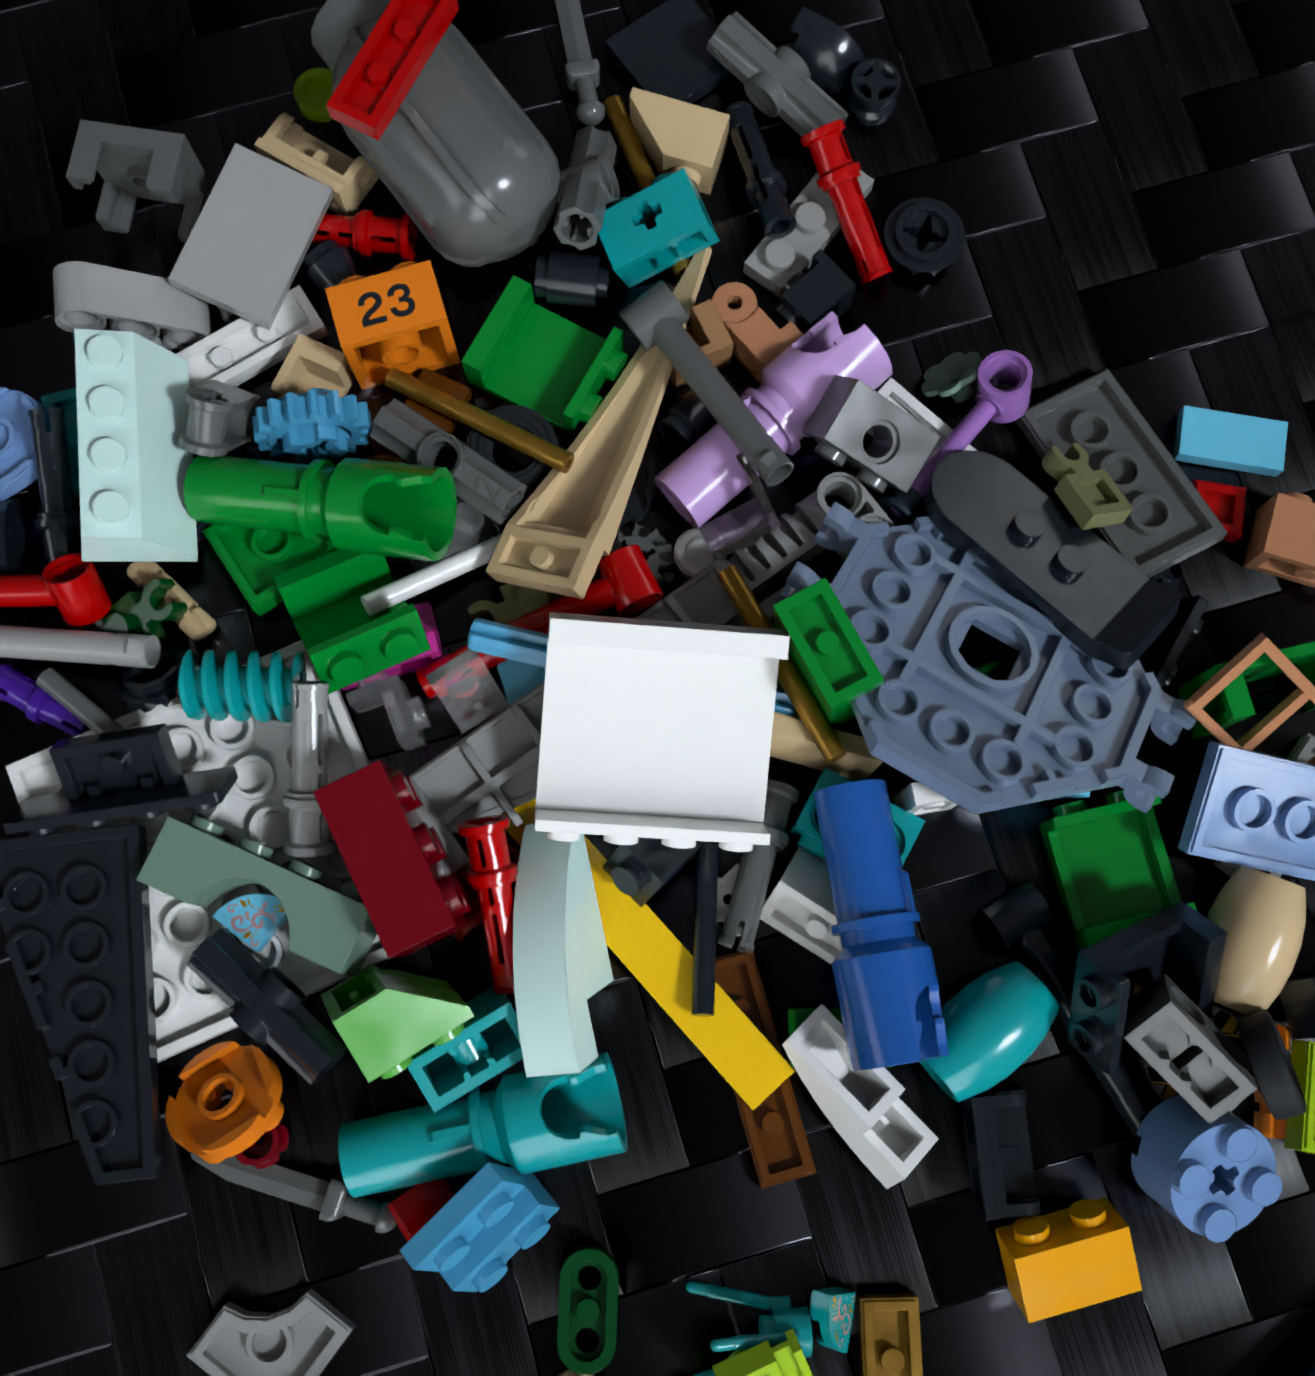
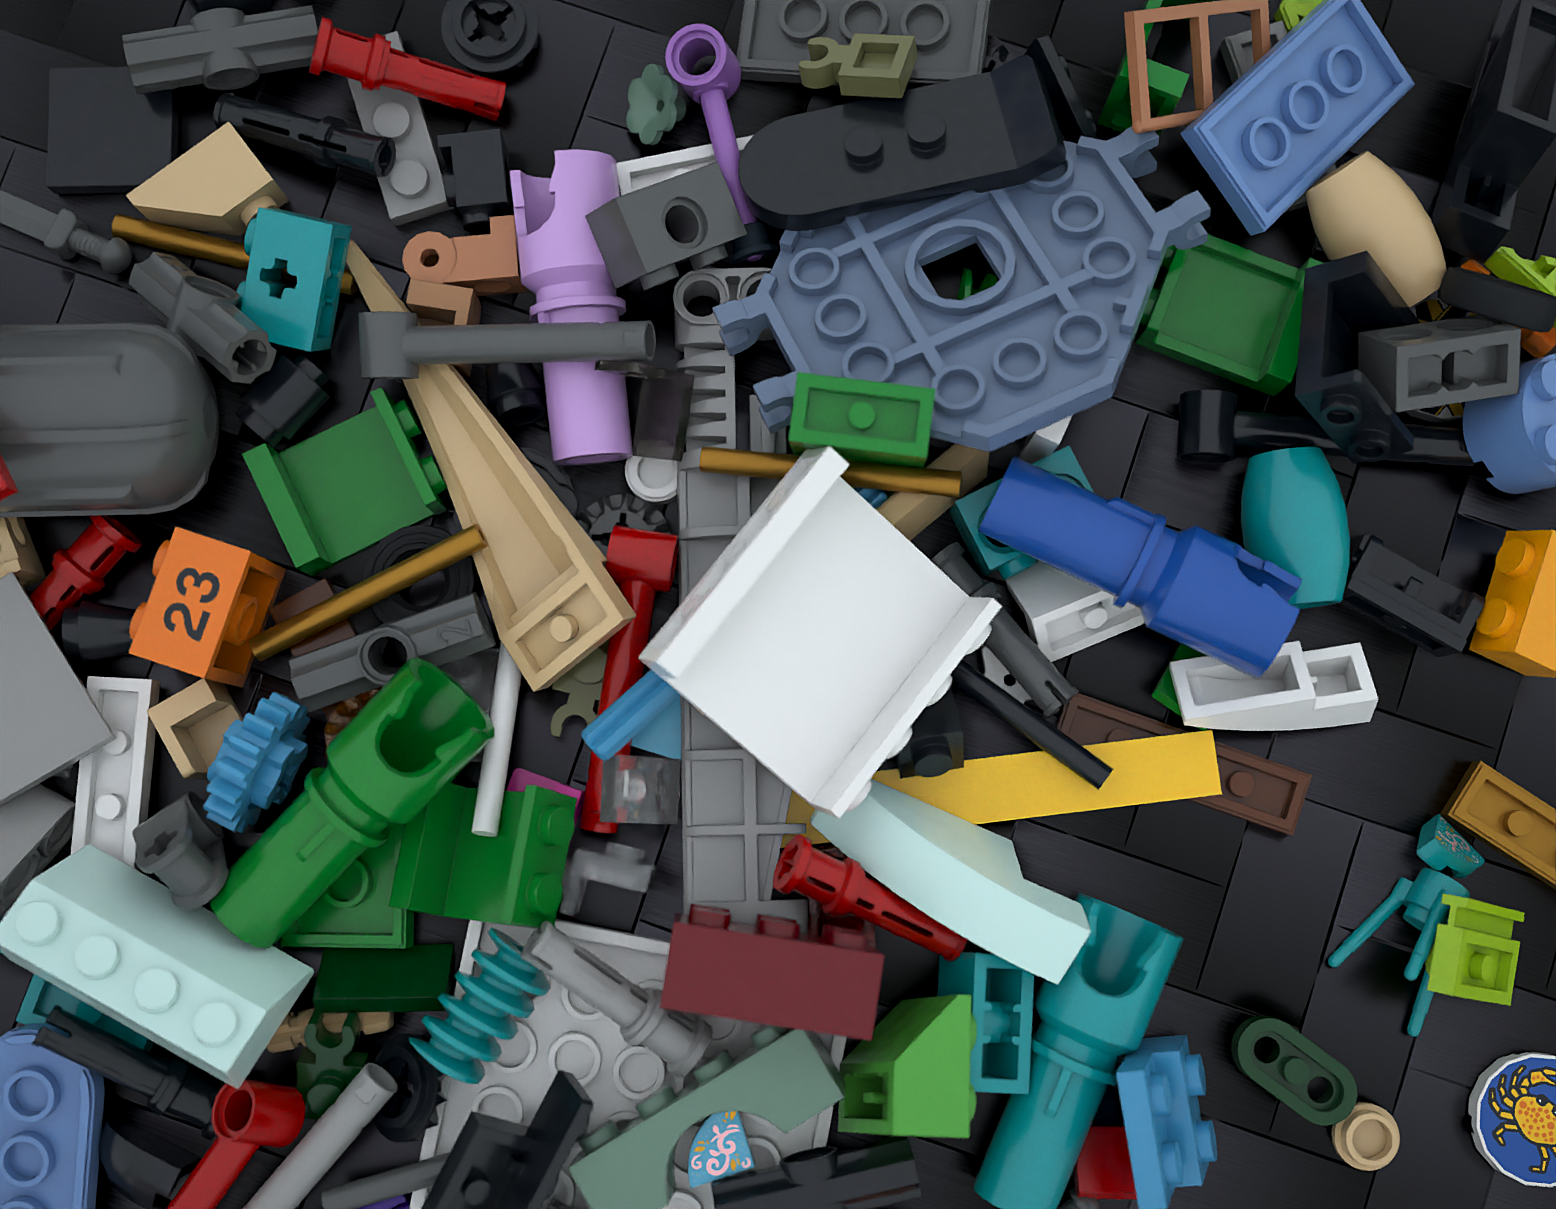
camera: 55 degrees left, 5 degrees up
(224, 611) = (384, 979): none -> dark green tile

